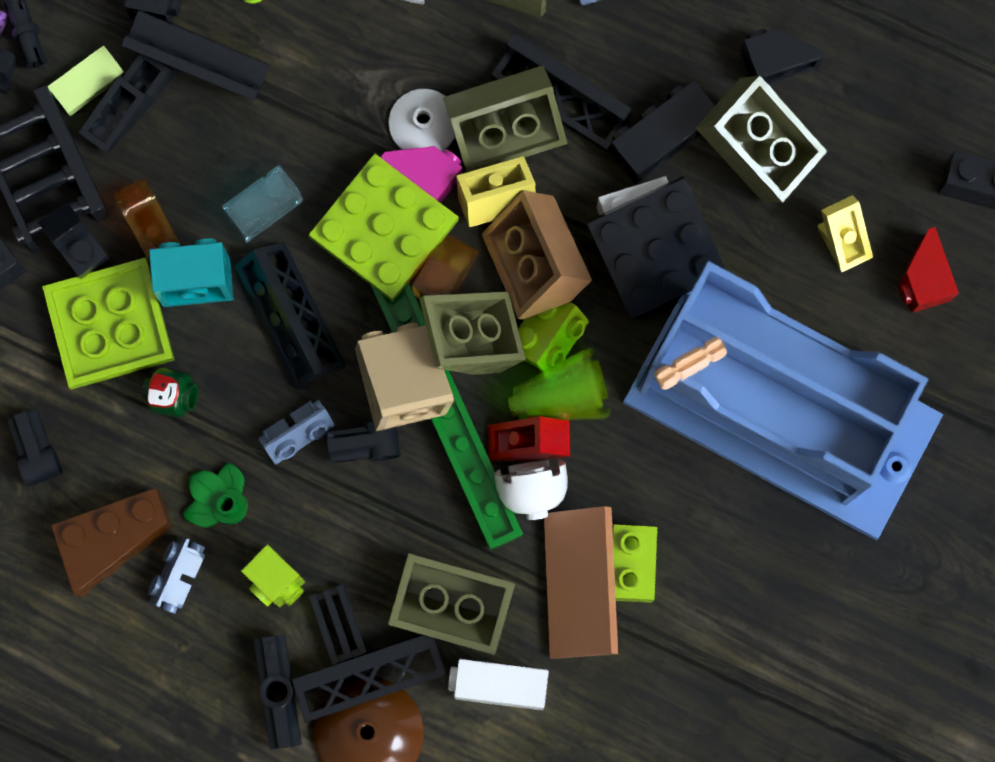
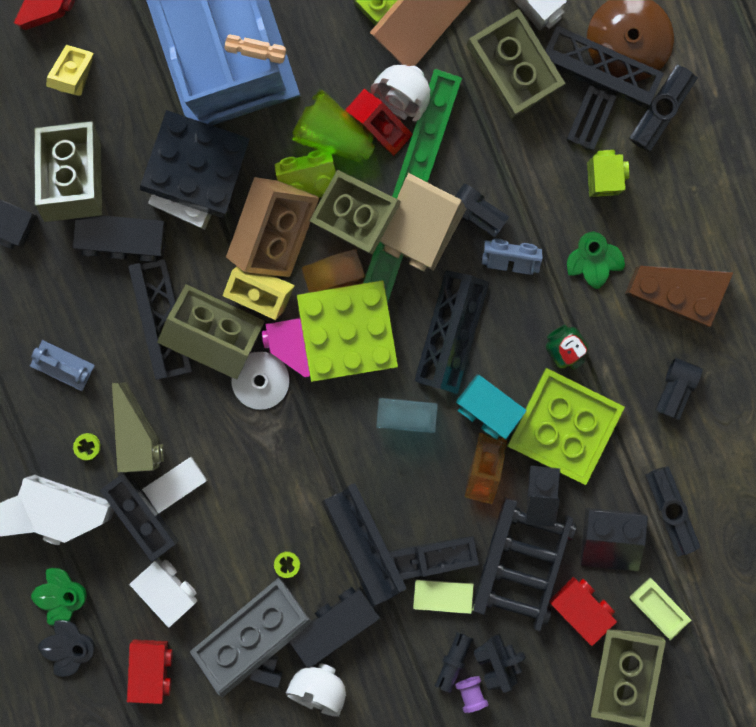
camera: 140 degrees left, 10 degrees up
(168, 585) = (673, 230): hinge -> none

